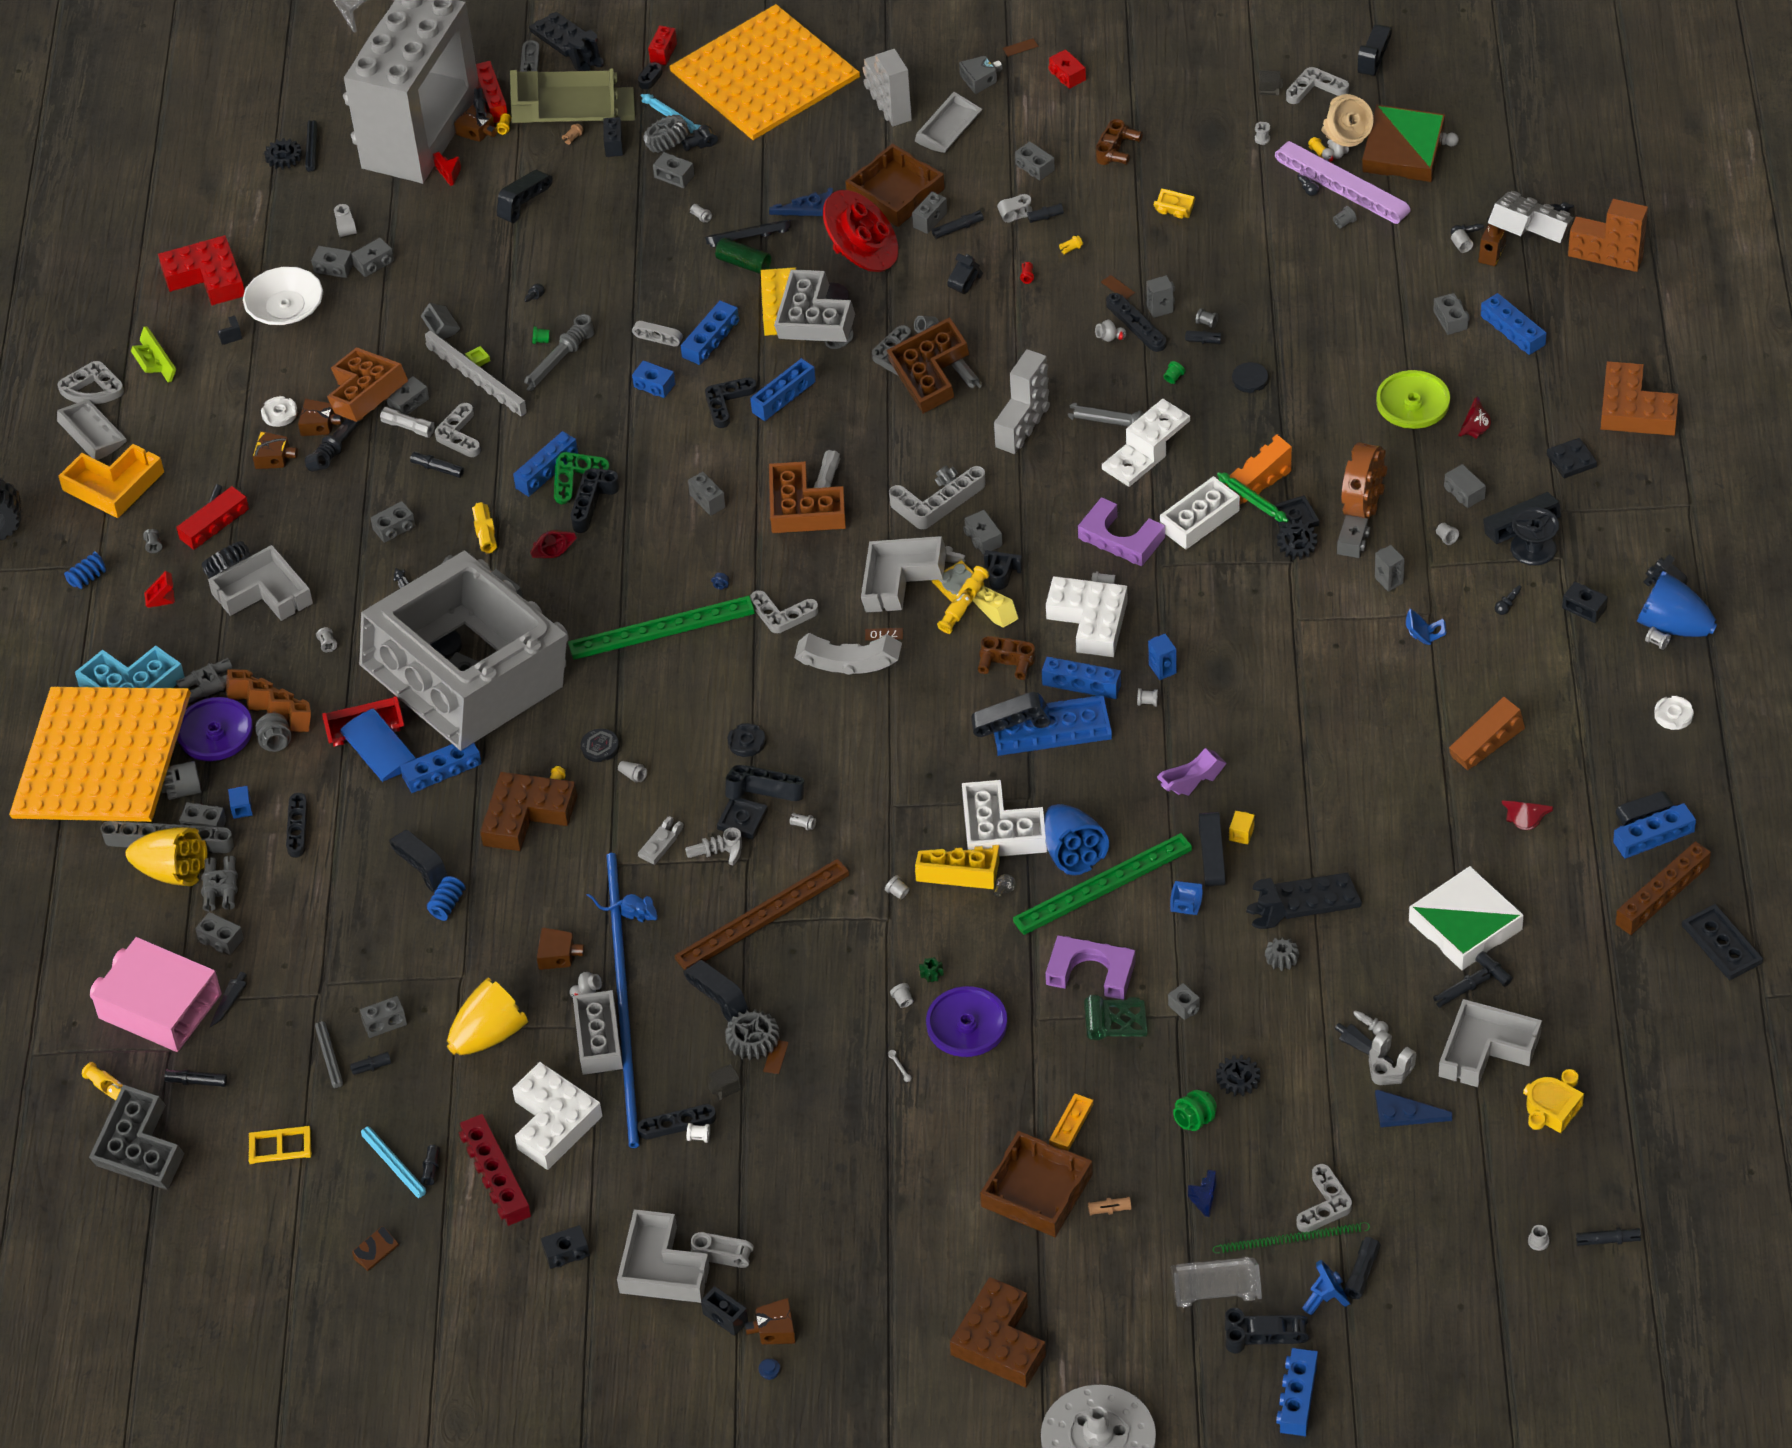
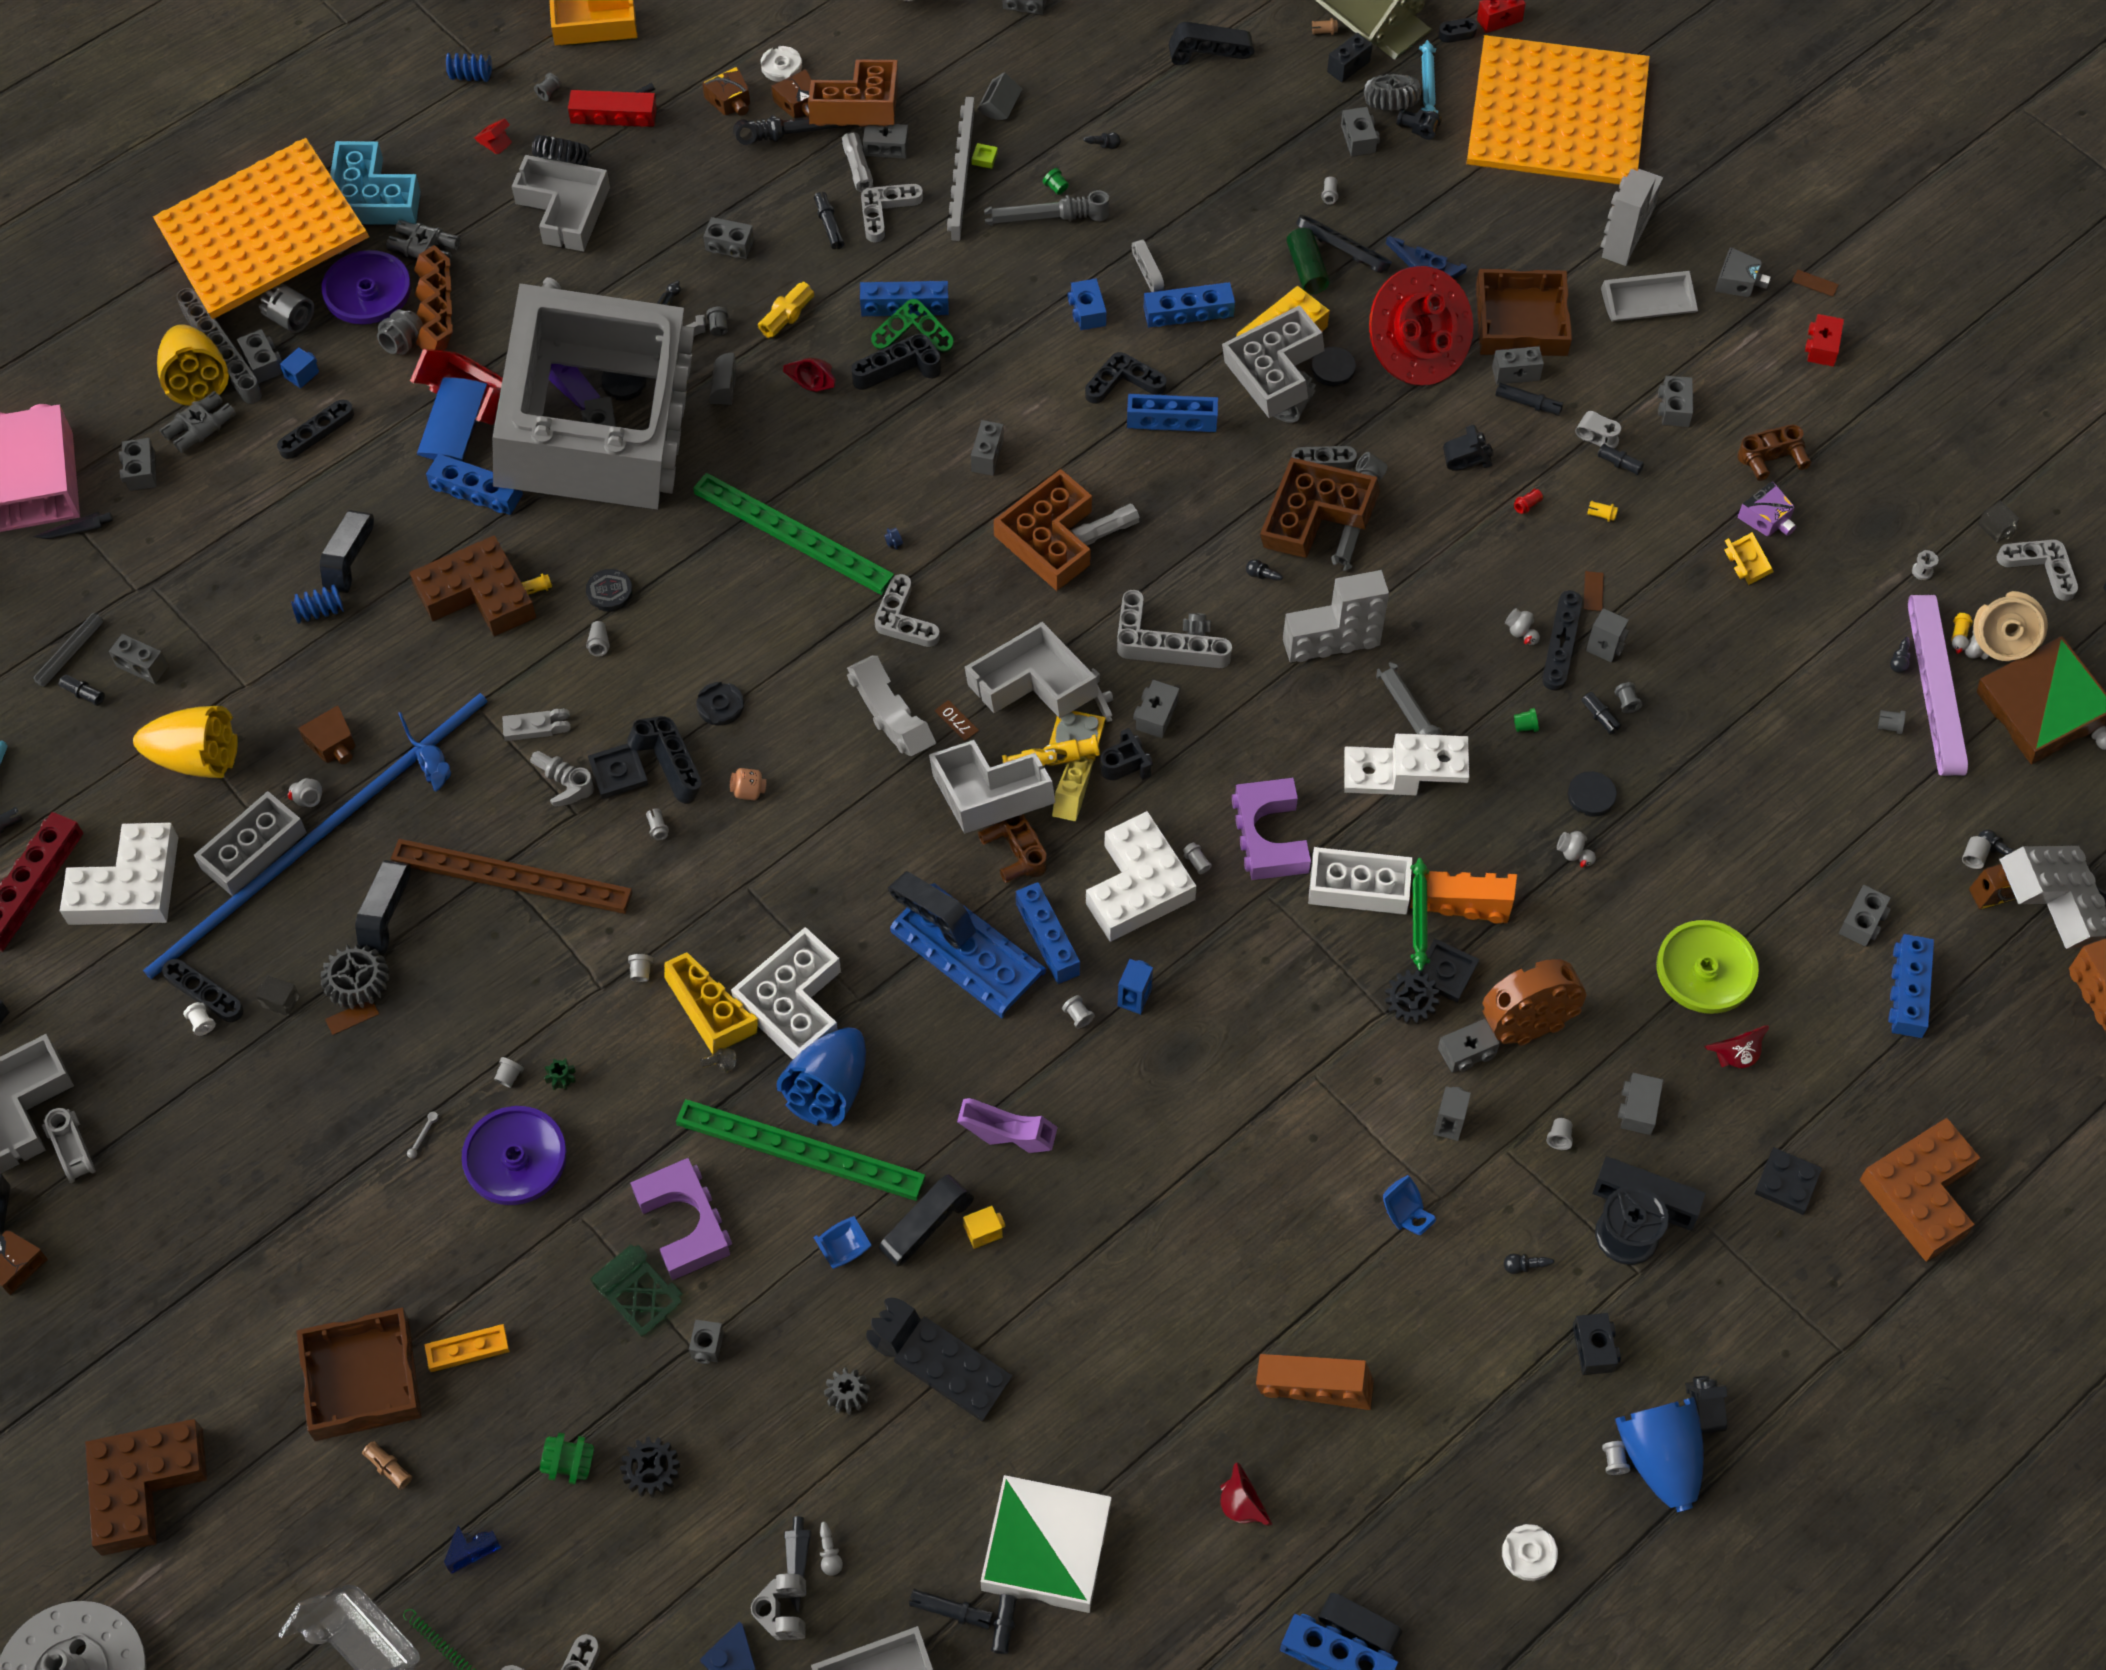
camera: 45 degrees right, 10 degrees up
(823, 758) = (747, 784): none -> nougat head
(933, 426) = (1256, 568): none -> black bar
(958, 644) = (987, 794): none -> light grey piece
(1154, 173) = (1768, 511): none -> medium lavender torso
(1277, 406) = (1572, 848): none -> light grey animal

